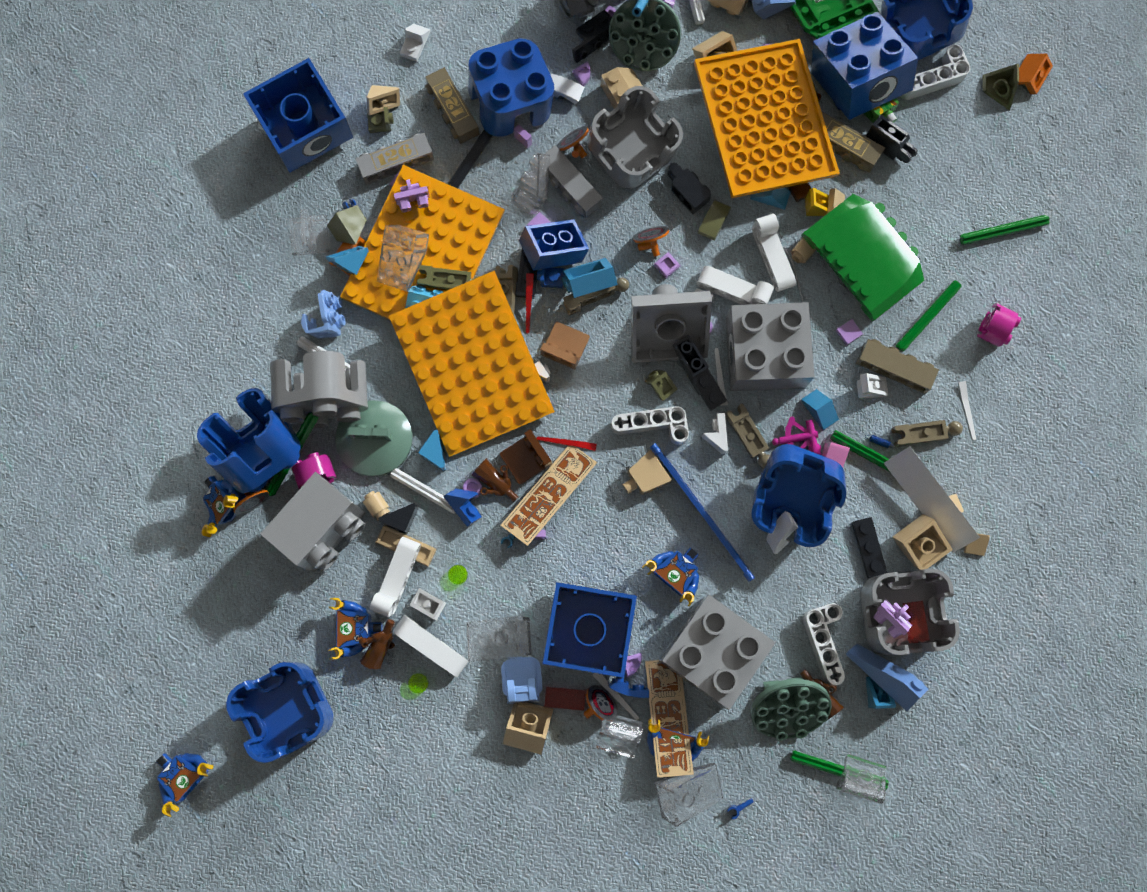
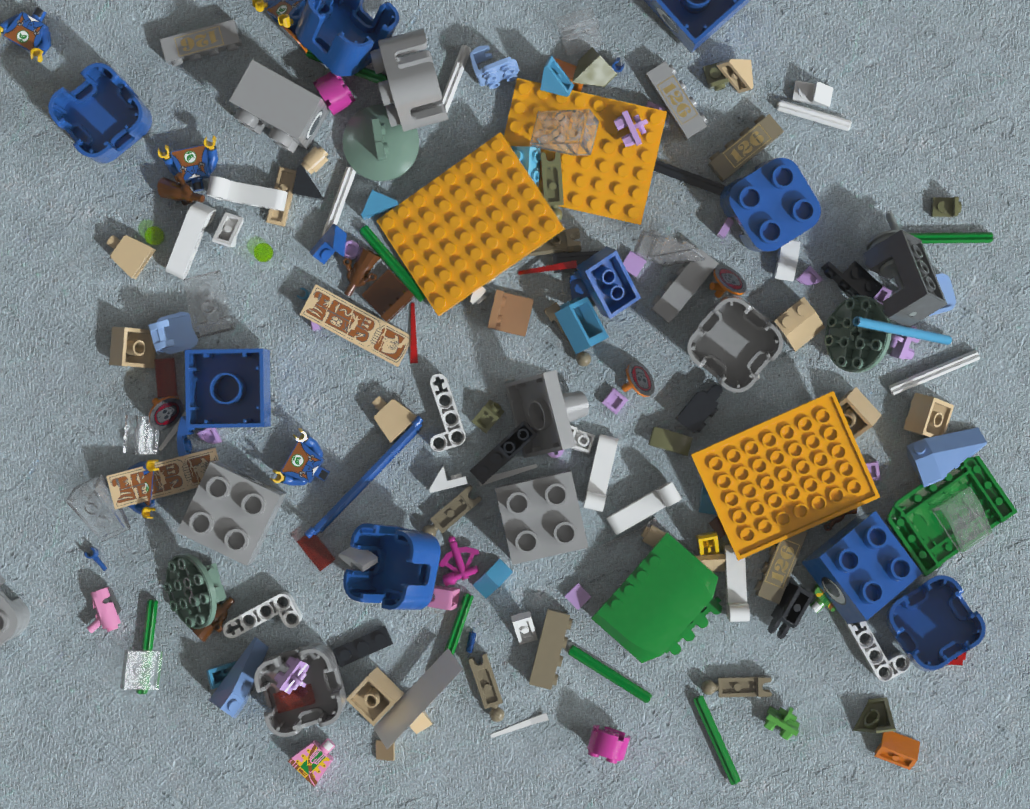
camera: 80 degrees right, 10 degrees up
(233, 597) = (201, 42): none -> light grey brick
(431, 711) = (130, 254): none -> tan torso
(435, 43) = (814, 115): none -> white axle
(492, 449) = (392, 262): none -> green axle
(767, 576) = (316, 551): none -> clear red tile
(795, 805) = (107, 610): none -> bright pink piece
(865, 186) = (736, 588): none -> white beam
(956, 200) = (738, 686): none -> dark tan plate
(979, 618) = (313, 760): none -> torso
(992, 164) = (783, 719): none -> bright green hips

